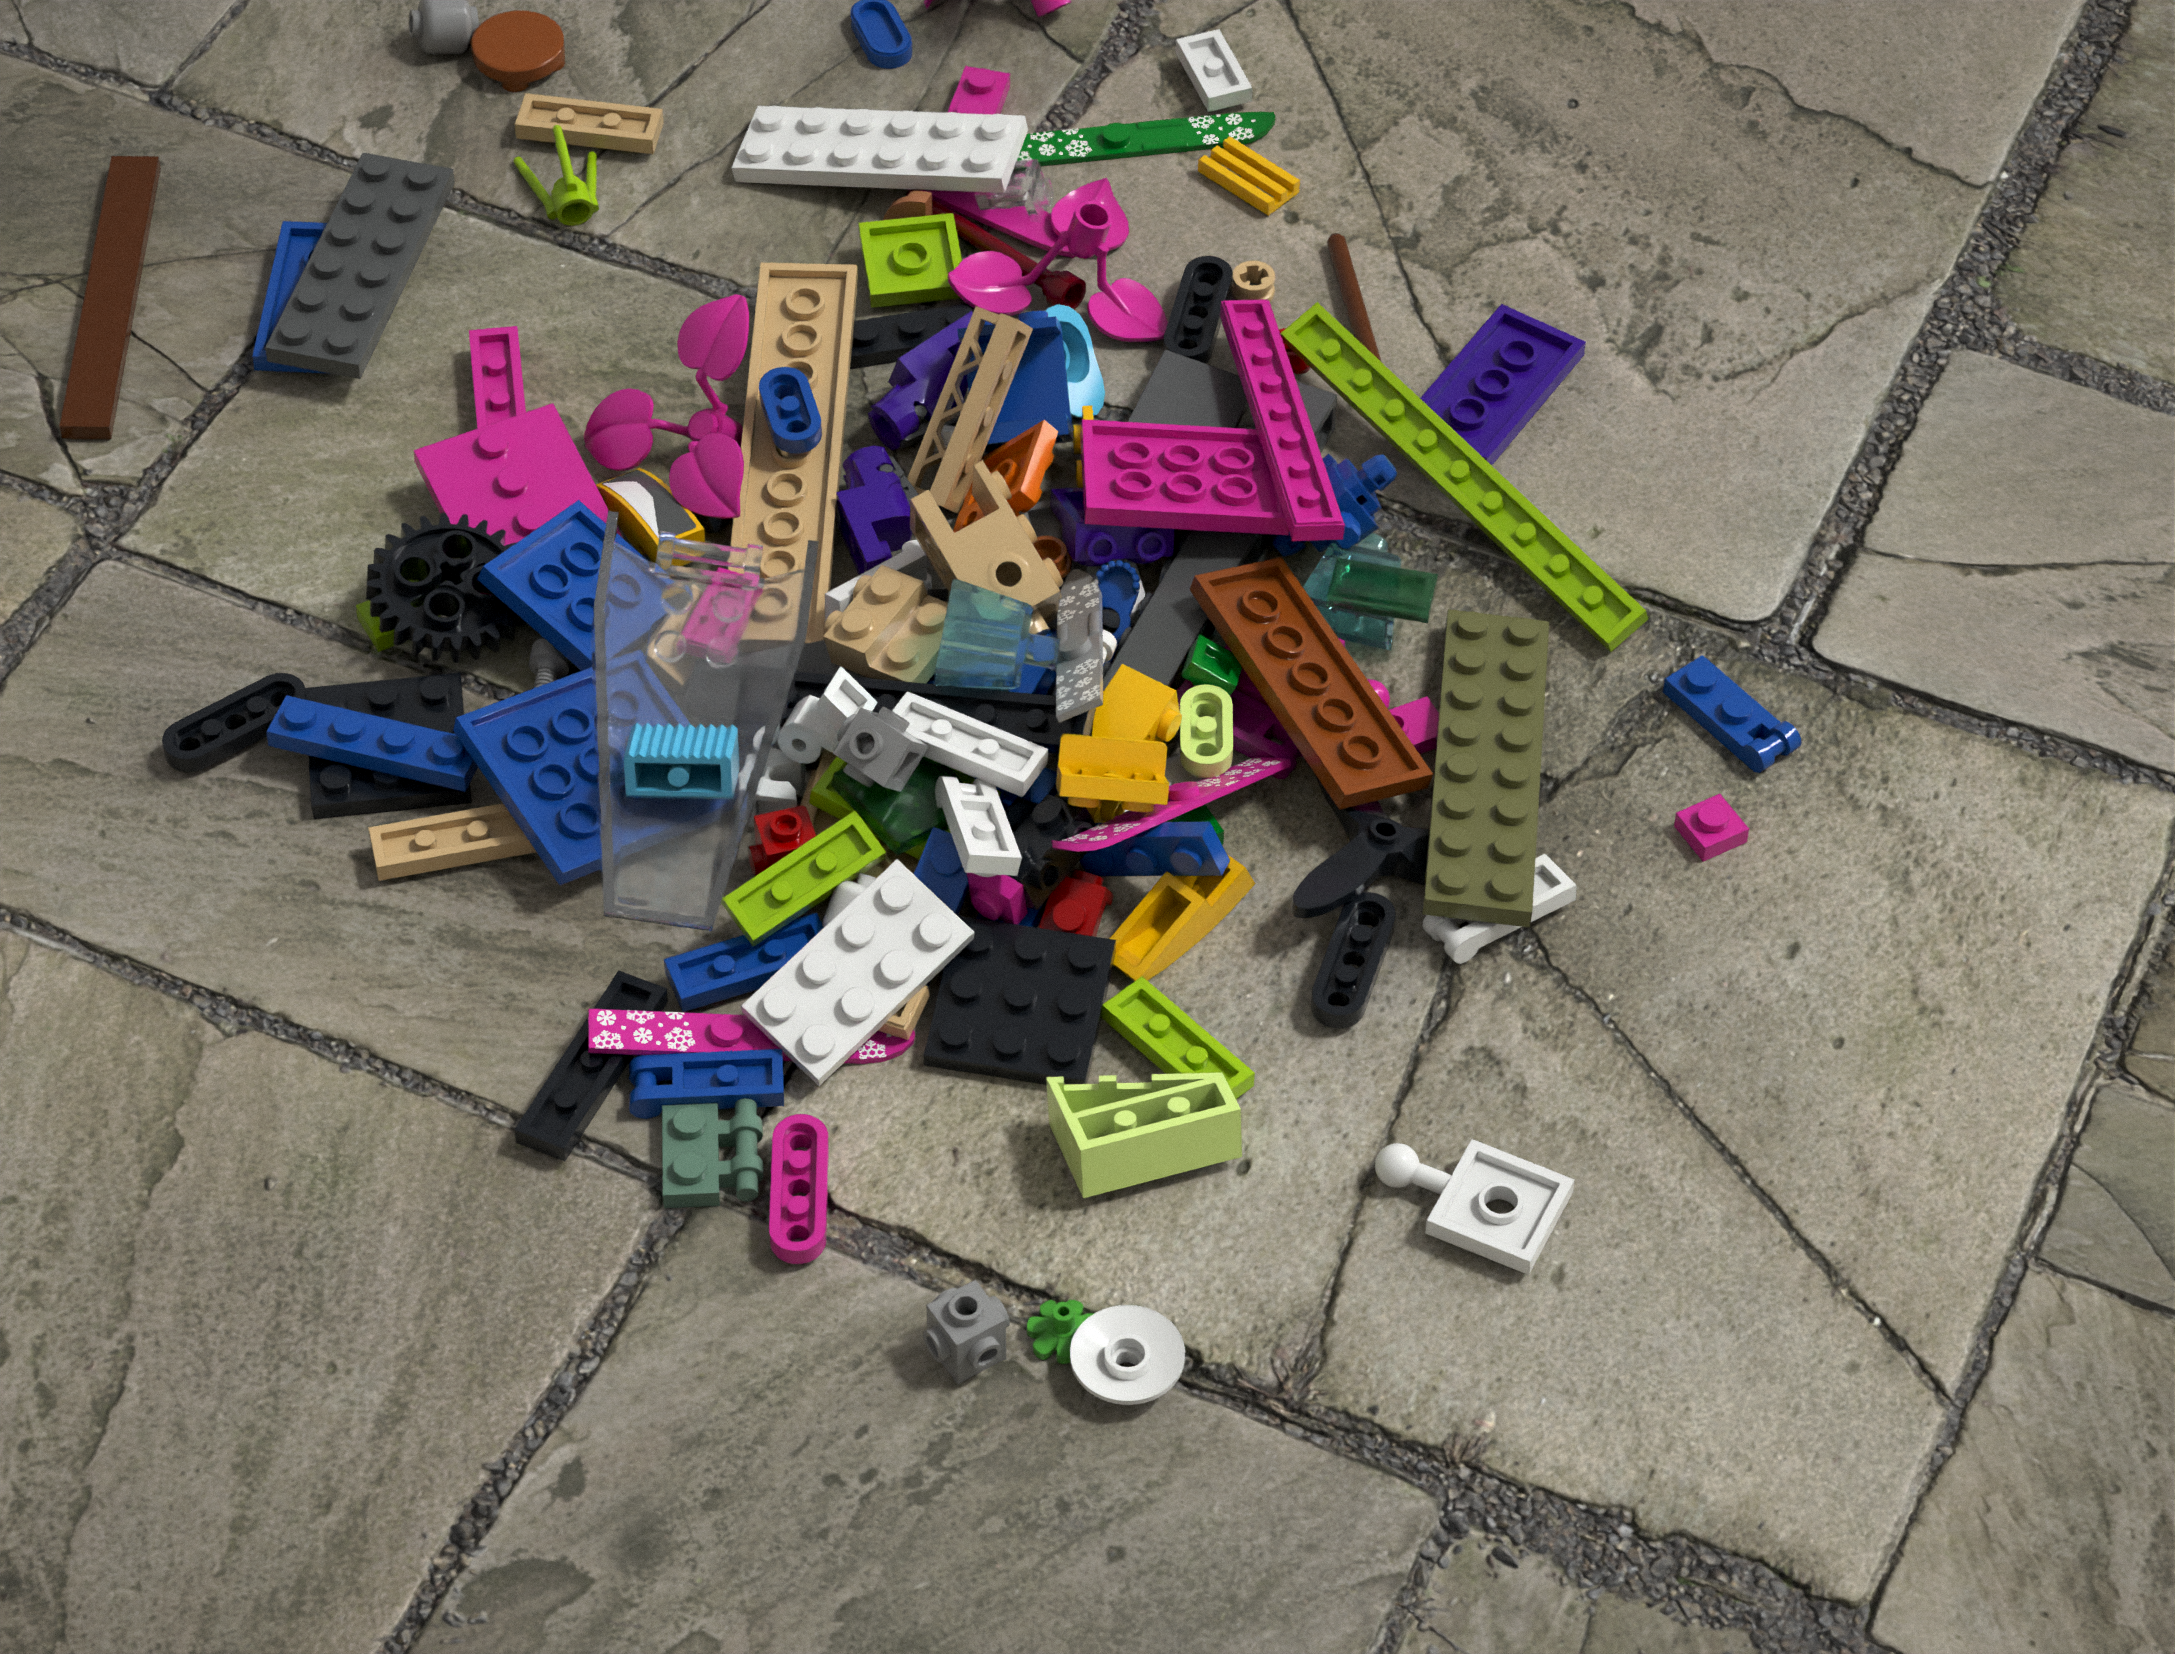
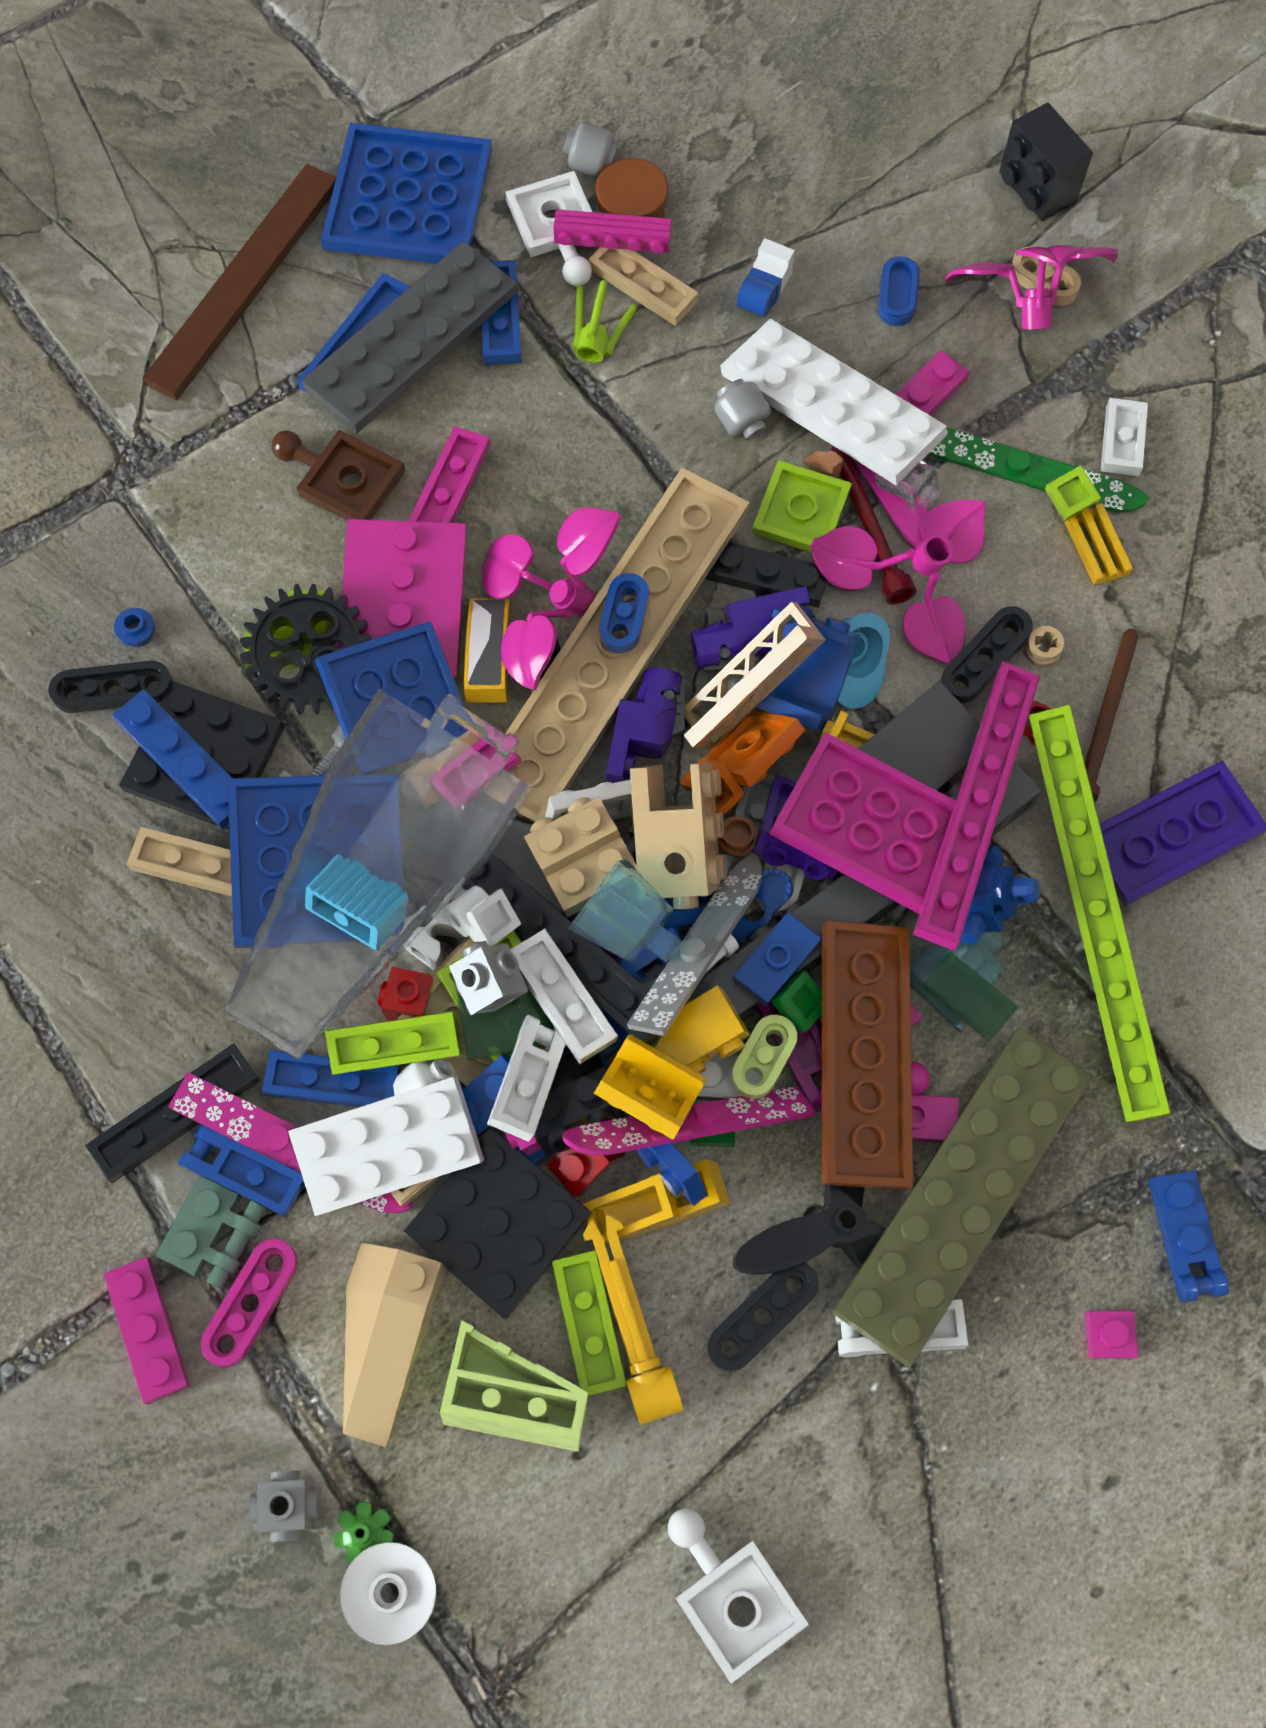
camera: 30 degrees right, 20 degrees up
(221, 660) = (141, 634): none -> blue plate
(253, 141) = (406, 193): none -> blue plate
(350, 431) = (340, 458): none -> reddish brown plate
(461, 229) = (502, 329): none -> blue plate
(466, 107) = (529, 205): none -> white plate
(528, 84) = (612, 231): none -> dark pink piece
(699, 1268) = (146, 1330): none -> dark pink plate
(728, 68) = (766, 278): none -> leg
(785, 195) = (742, 409): none -> light grey head
(959, 1136) = (386, 1322): none -> tan wedge
(1164, 637) = (777, 959): none -> blue plate
(1194, 133) = (1072, 493): none -> lime tile
(1281, 1064) = (653, 1389): none -> yellow piece

